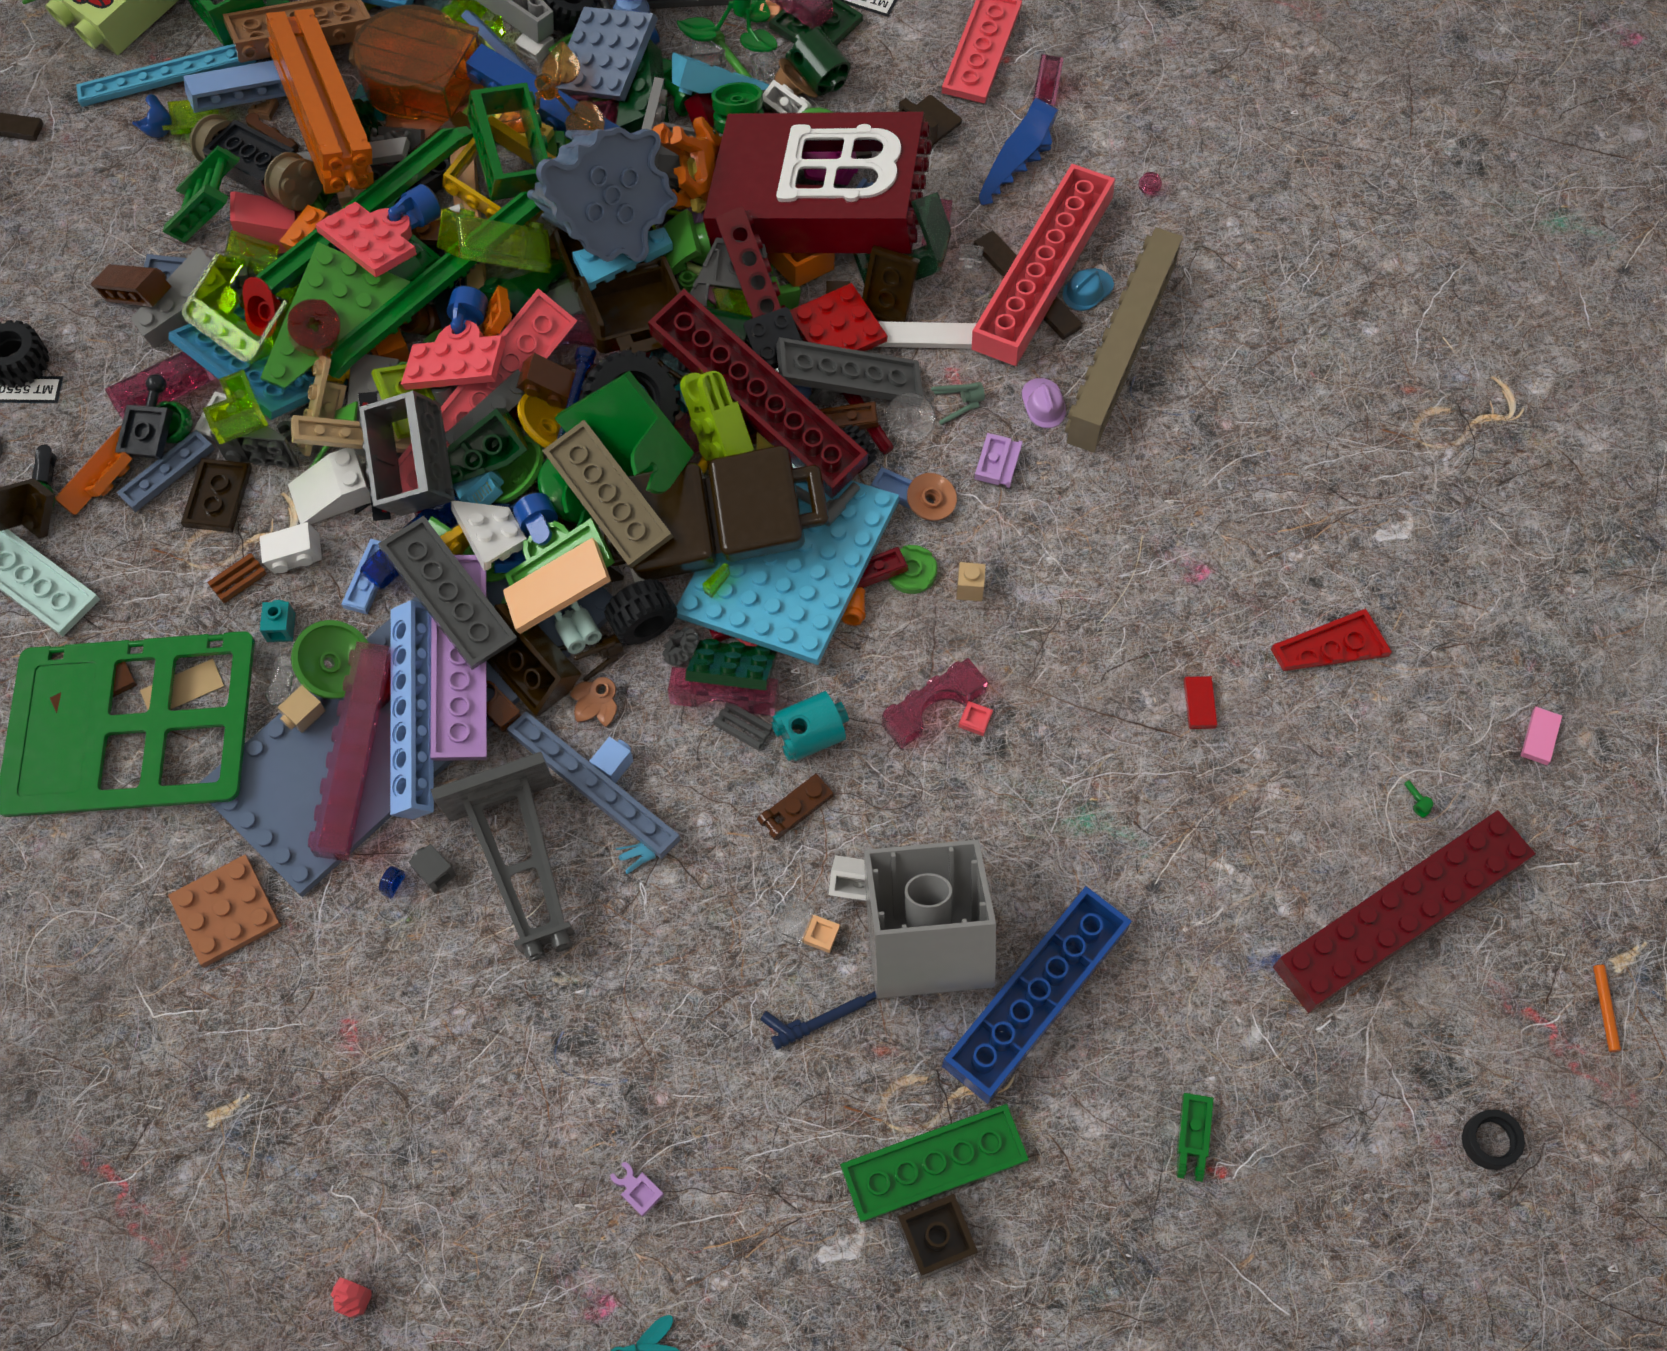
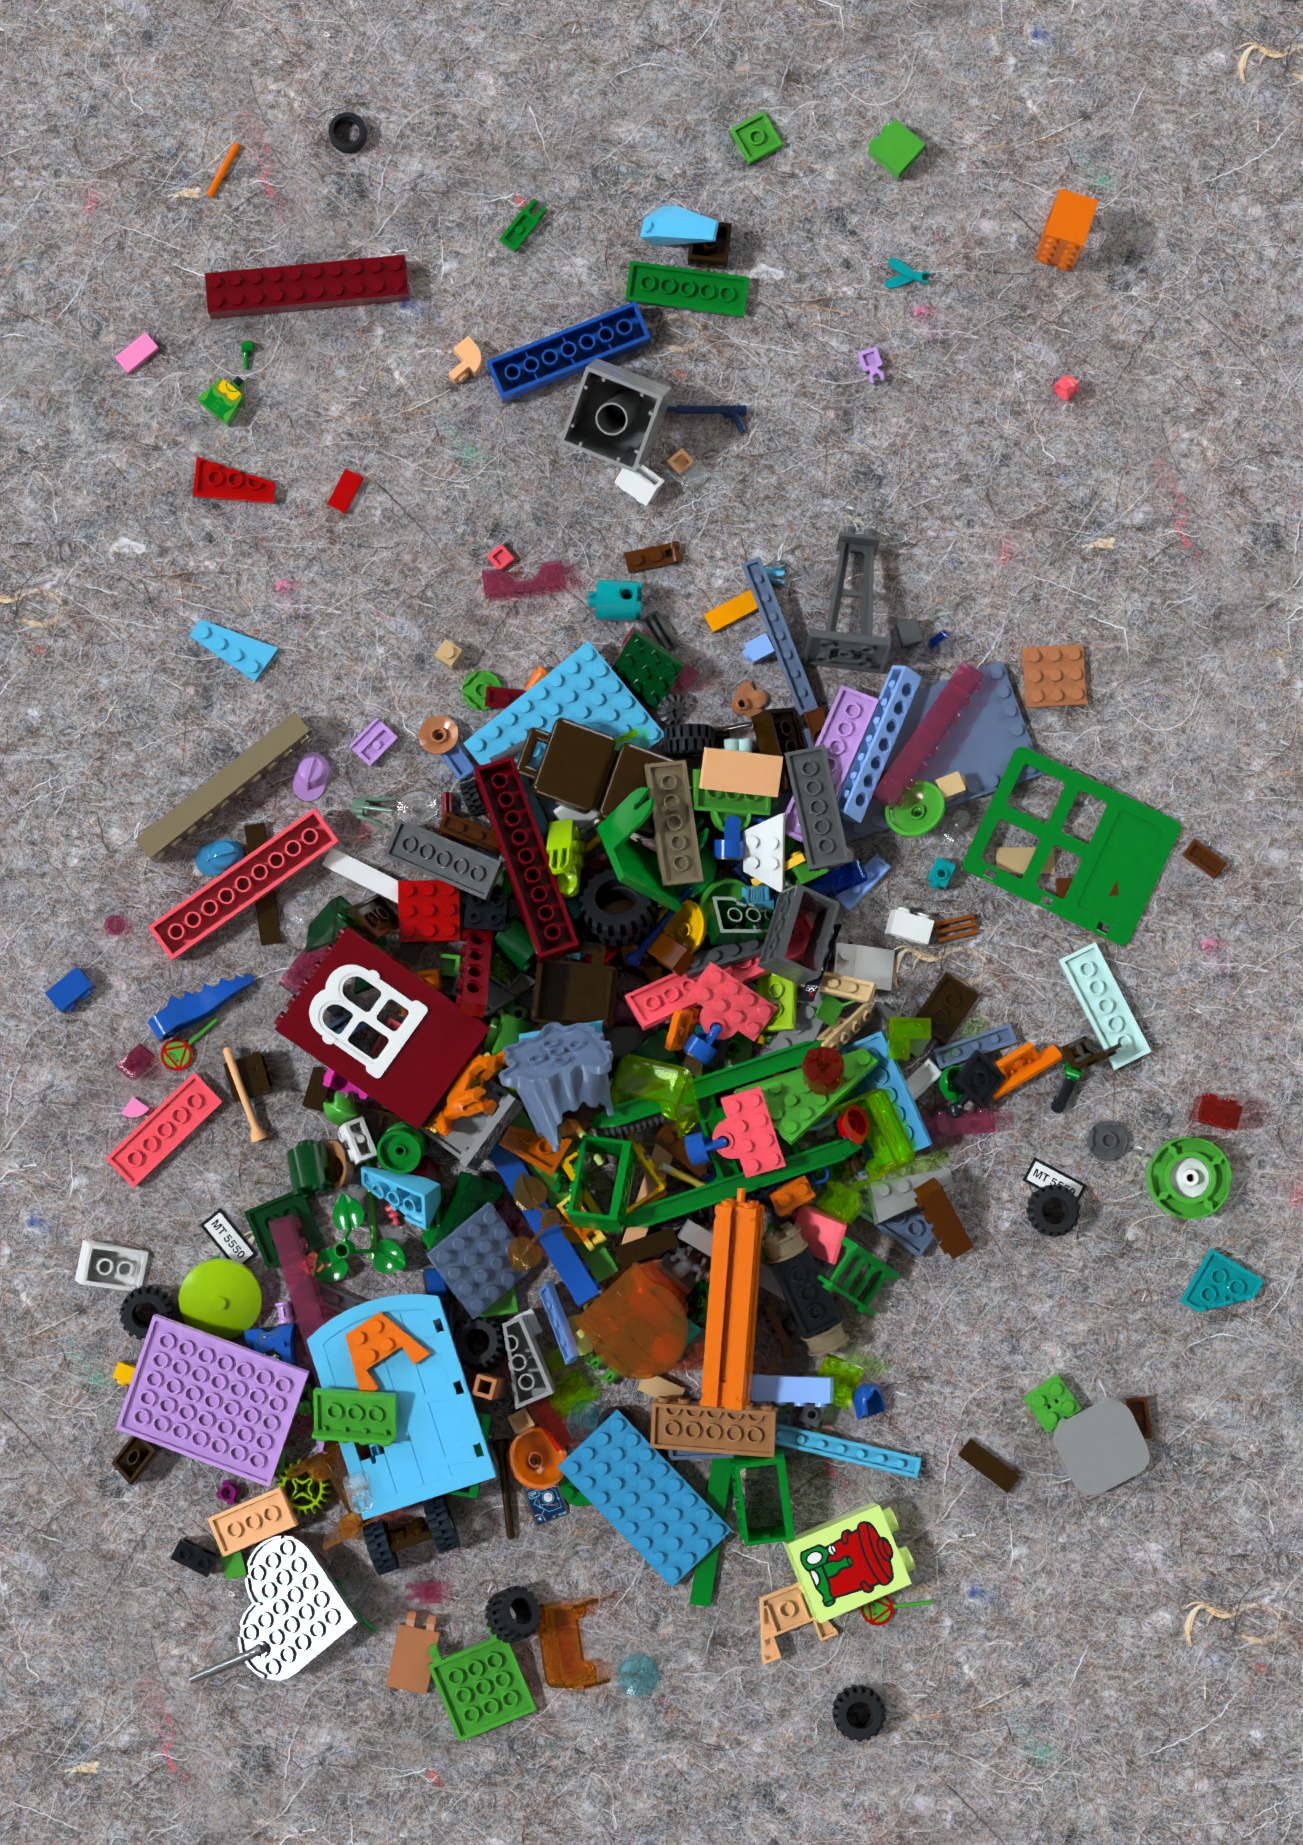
camera: 155 degrees left, 20 degrees up
(670, 787) = (731, 611): none -> light orange tile
(890, 79) = (257, 1131): none -> light nougat piece
(993, 1233) = (677, 226): none -> medium azure wedge
(1011, 112) = (177, 1053): none -> piece
(1021, 52) = (135, 1108): none -> bright pink tile
(1152, 111) = (70, 990): none -> blue brick
(1154, 928) = (470, 360): none -> light nougat brick
(1194, 482) = (239, 651): none -> medium azure wing
(1406, 729) = (224, 399): none -> torso

